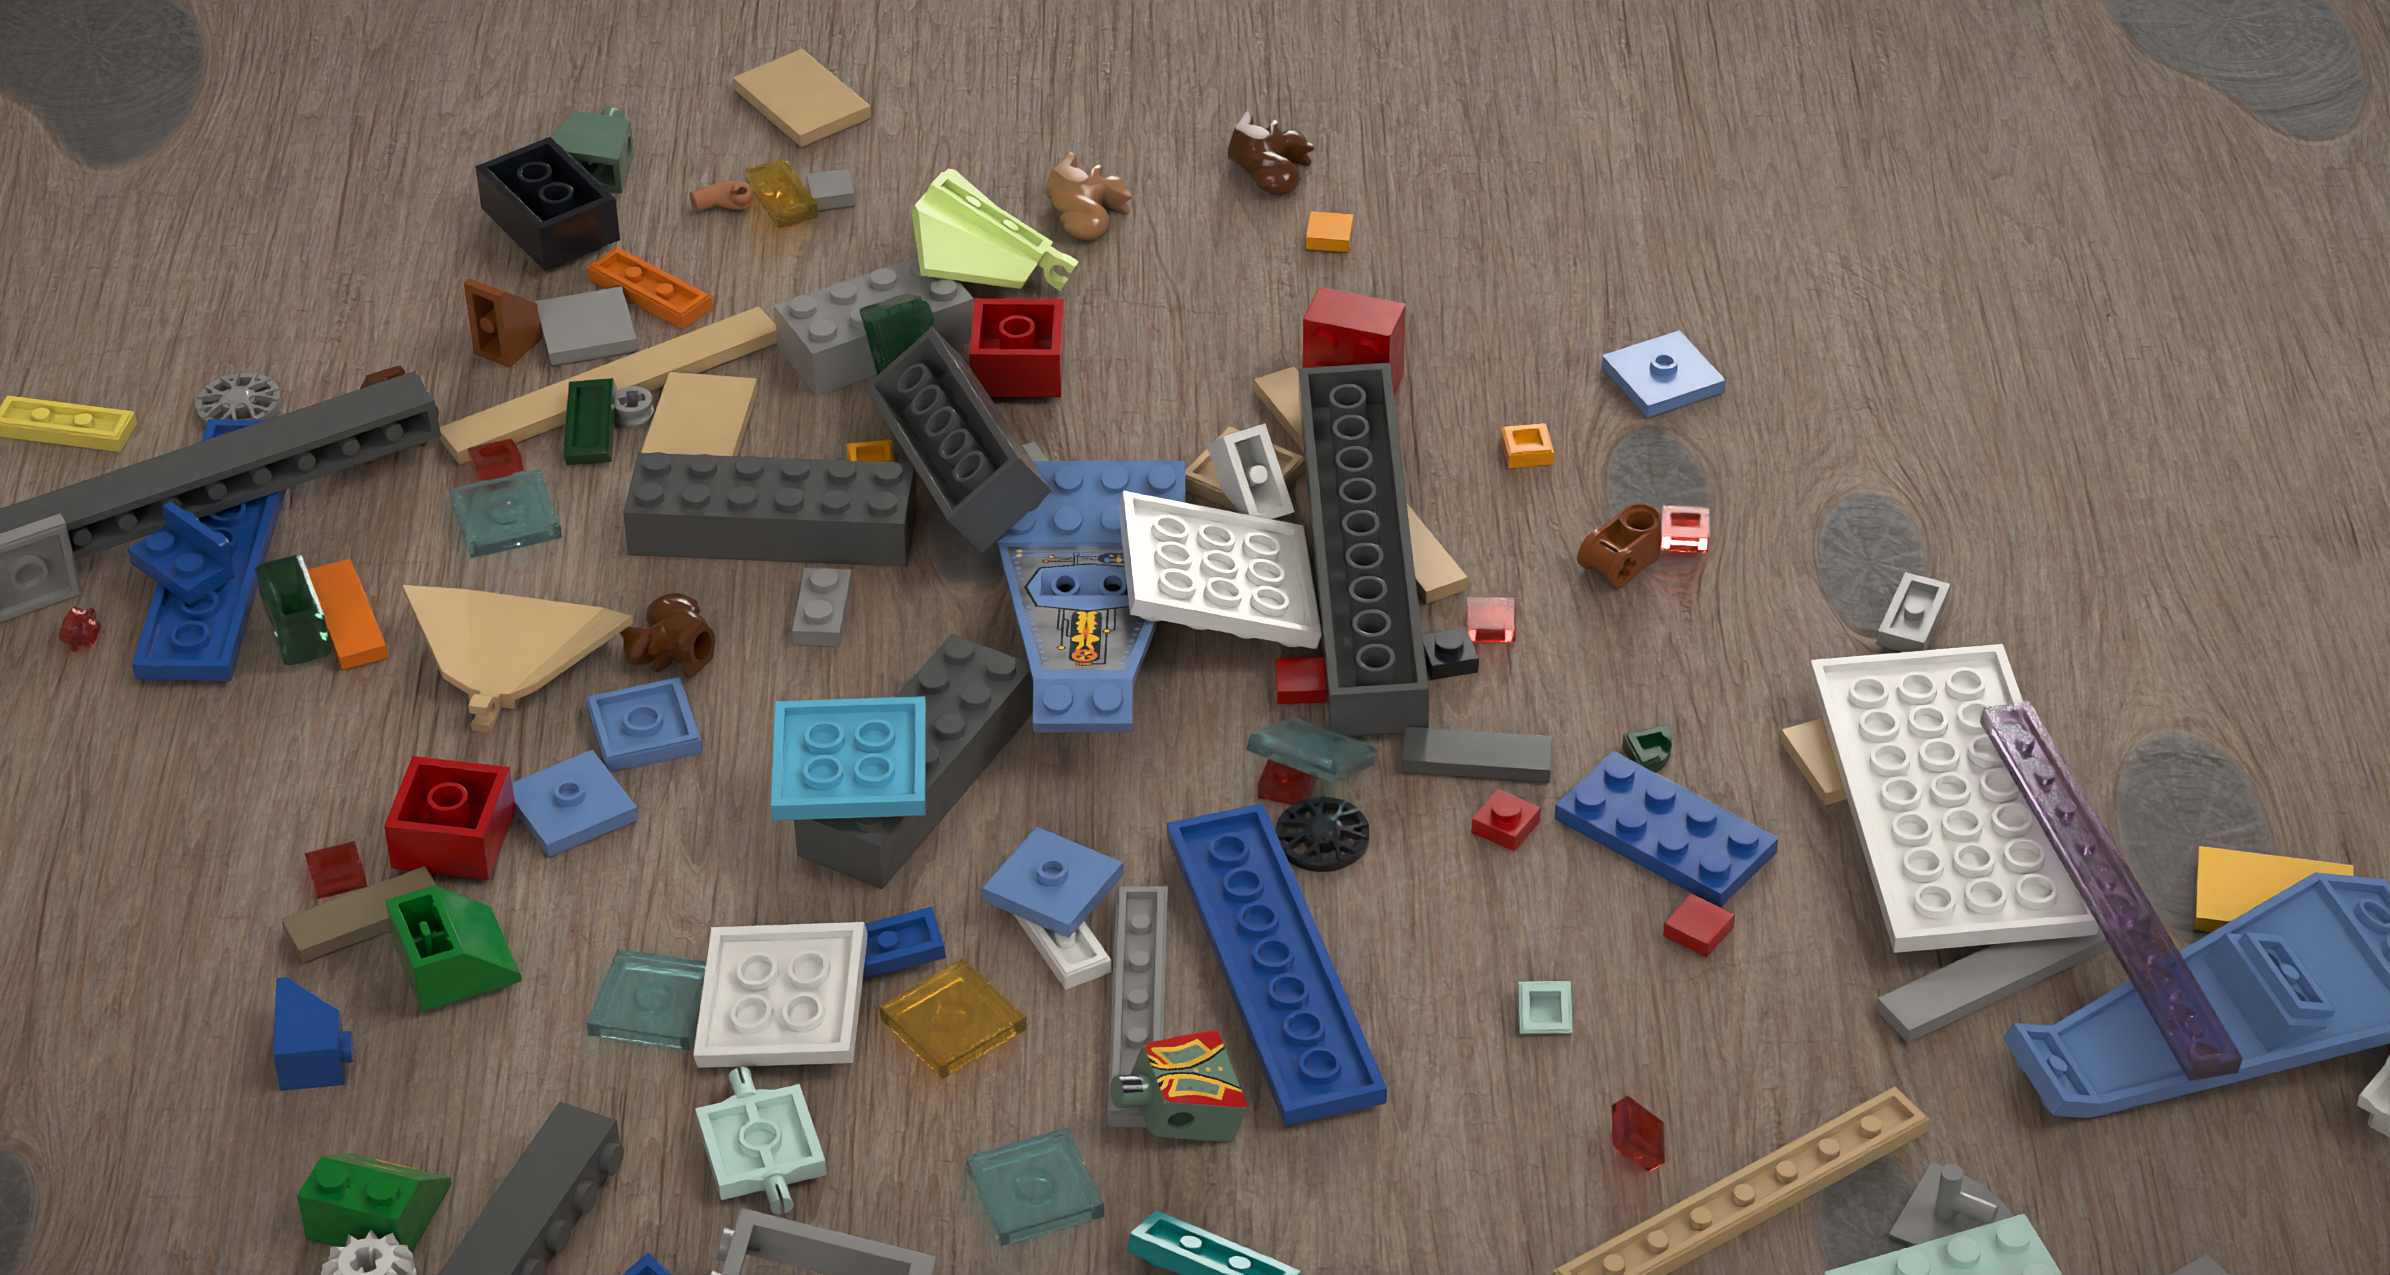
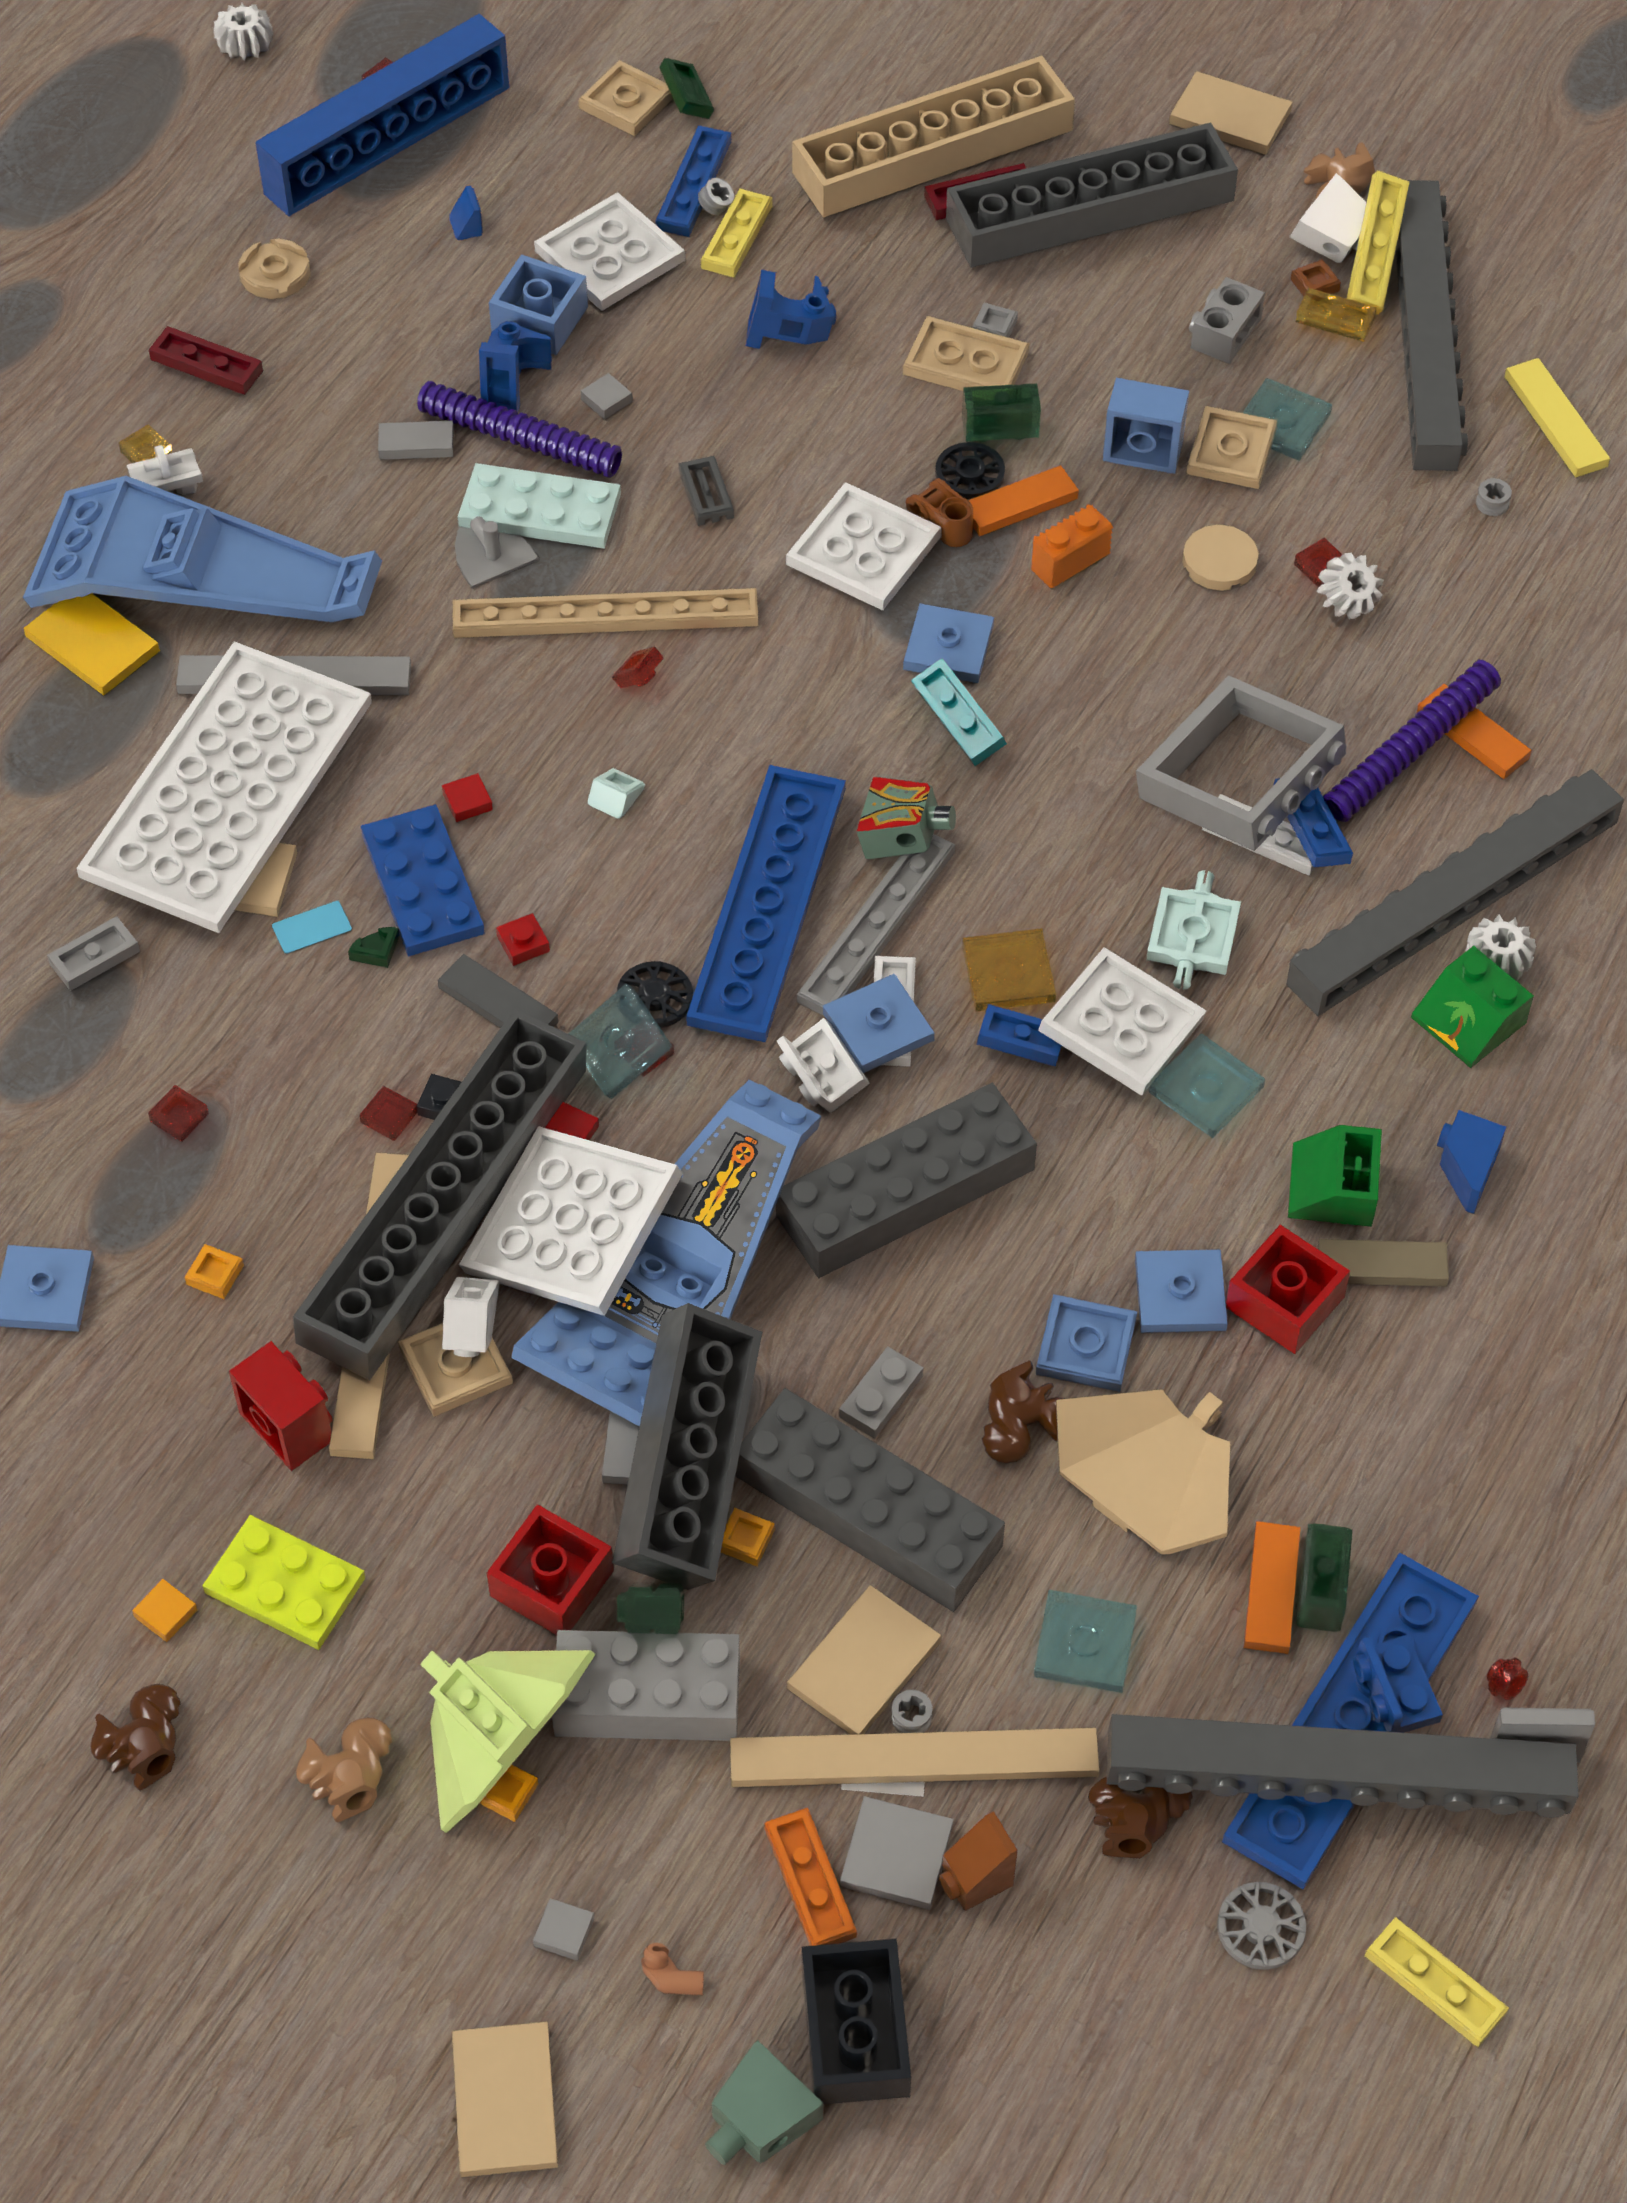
camera: 150 degrees left, 15 degrees up
(336, 870) = (1386, 1318): clear red tile -> none
(495, 459) = (1068, 1695): clear red plate -> none
(590, 421) = (962, 1699): dark green tile -> none
(781, 193) = (616, 1938): clear yellow plate -> none
(849, 758) = (978, 1137): medium azure plate -> none
(1034, 1186) = (1032, 823): clear light blue tile -> none
(1089, 816) = (823, 1065): none -> white bracket
(1248, 284) = (284, 1582): none -> neon yellow plate
(1623, 544) = (240, 1116): dark orange piece -> none
(1736, 746) = (311, 927): none -> medium azure sticker
(2111, 892) = (211, 650): clear purple plate -> none

